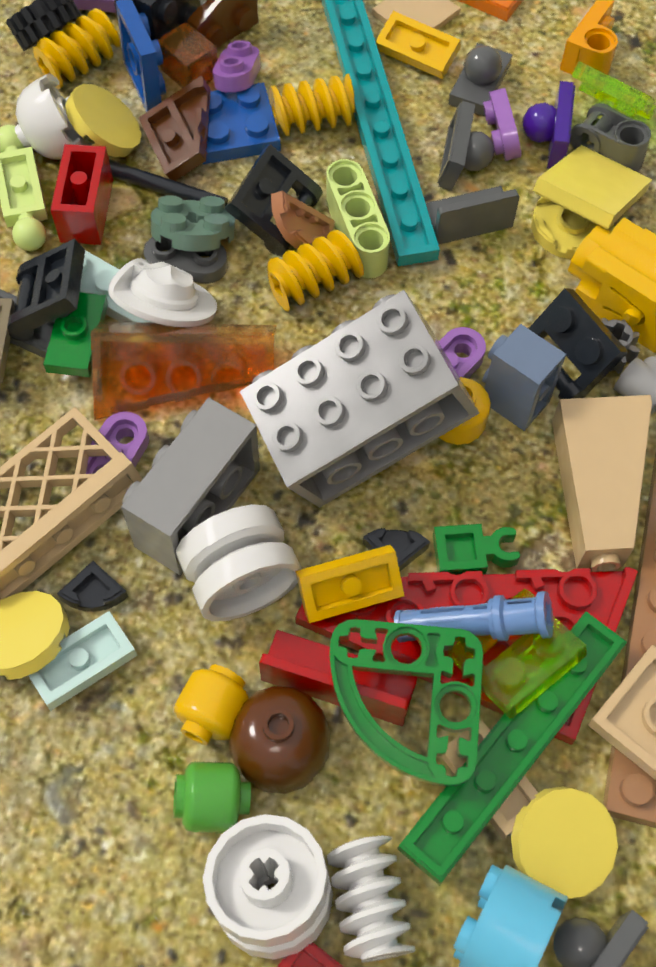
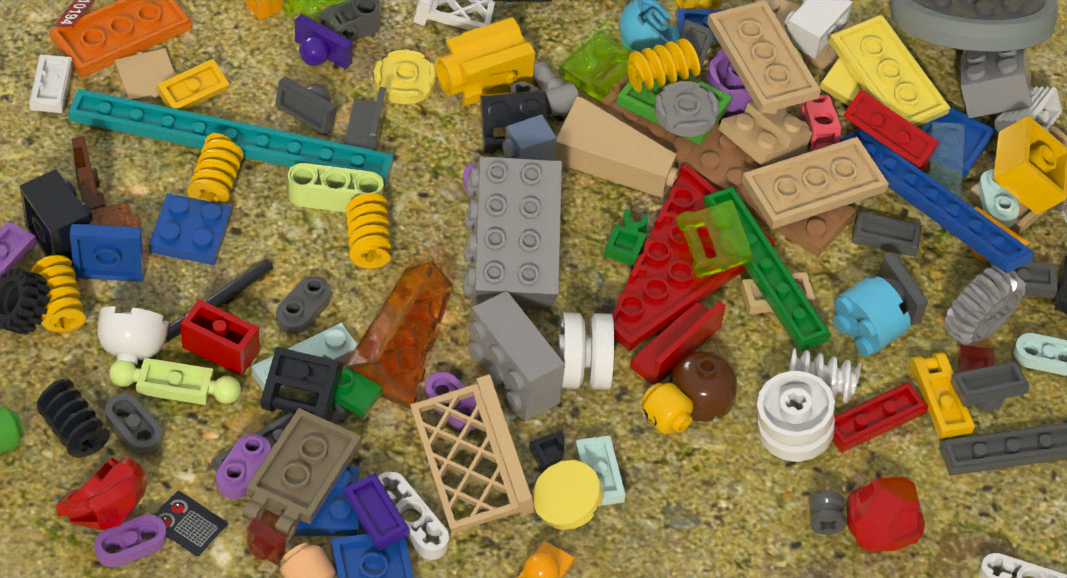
camera: 70 degrees left, 10 degrees down
(103, 119) = (153, 299): light yellow tile -> none
(161, 294) = (347, 319): white hat -> none
(180, 129) = (186, 260): reddish brown wing -> none
(192, 223) = (285, 282): sand green plate -> none
(210, 797) = (726, 430): bright green head -> none
(236, 67) = (149, 202): medium lavender plate -> none
(252, 199) = (292, 228): black plate -> none
(298, 221) = (325, 221): nougat plate -> none
(350, 583) = (629, 300): yellow plate -> none
(406, 544) = (603, 279): black tile -> none
(430, 664) = (710, 273): green beam -> none
(481, 73) = (244, 66): dark grey tile -> none
(496, 618) = (695, 232): medium blue pin -> none
(505, 137) = (302, 70): medium lavender plate -> none
(565, 841) = (828, 272): light yellow tile -> none
(592, 186) = (396, 47): light yellow tile -> none

